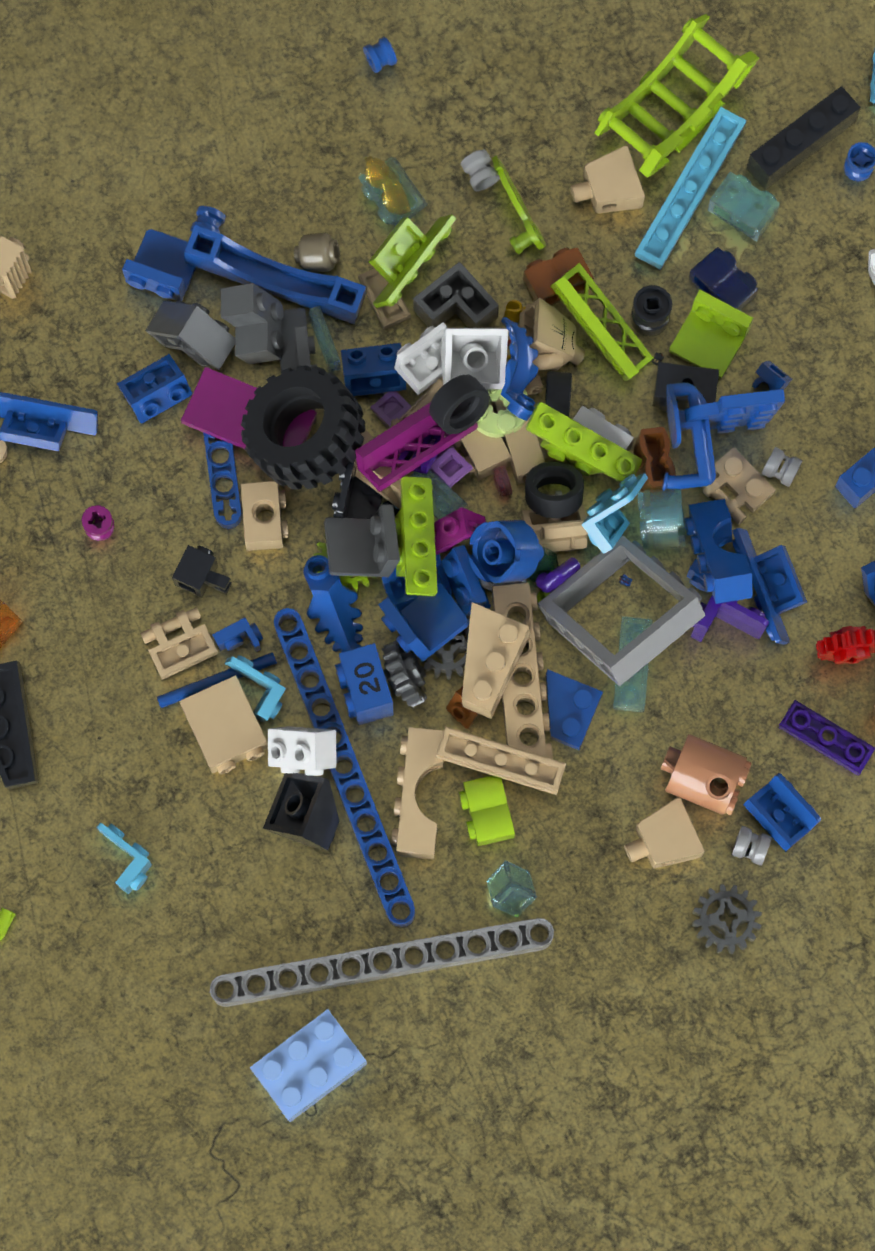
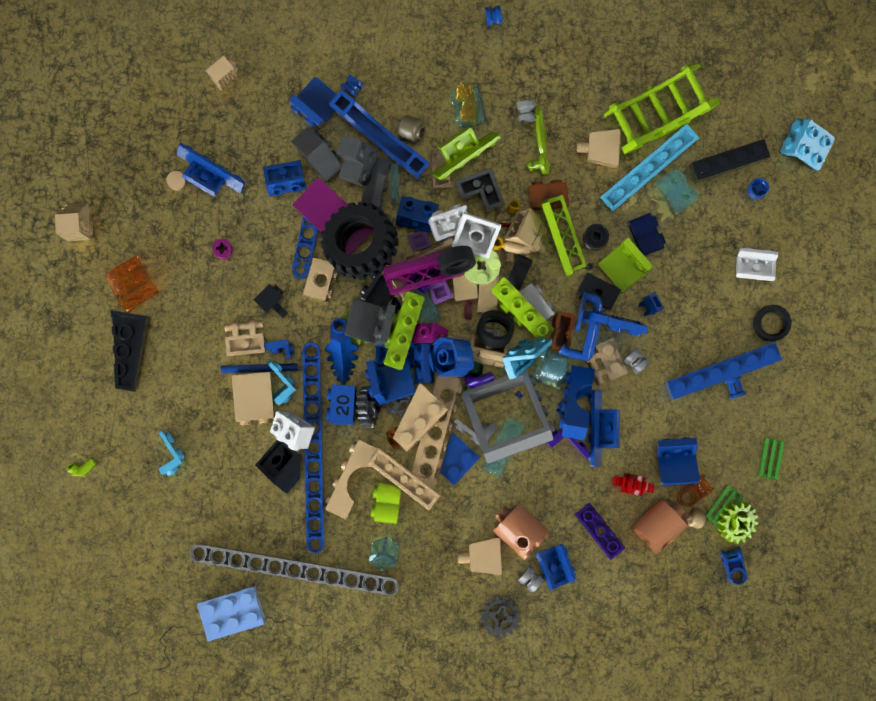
camera: 20 degrees right, 10 degrees up
(519, 371) = (499, 252): blue plant -> none
(560, 656) = (488, 430): none -> light grey bracket

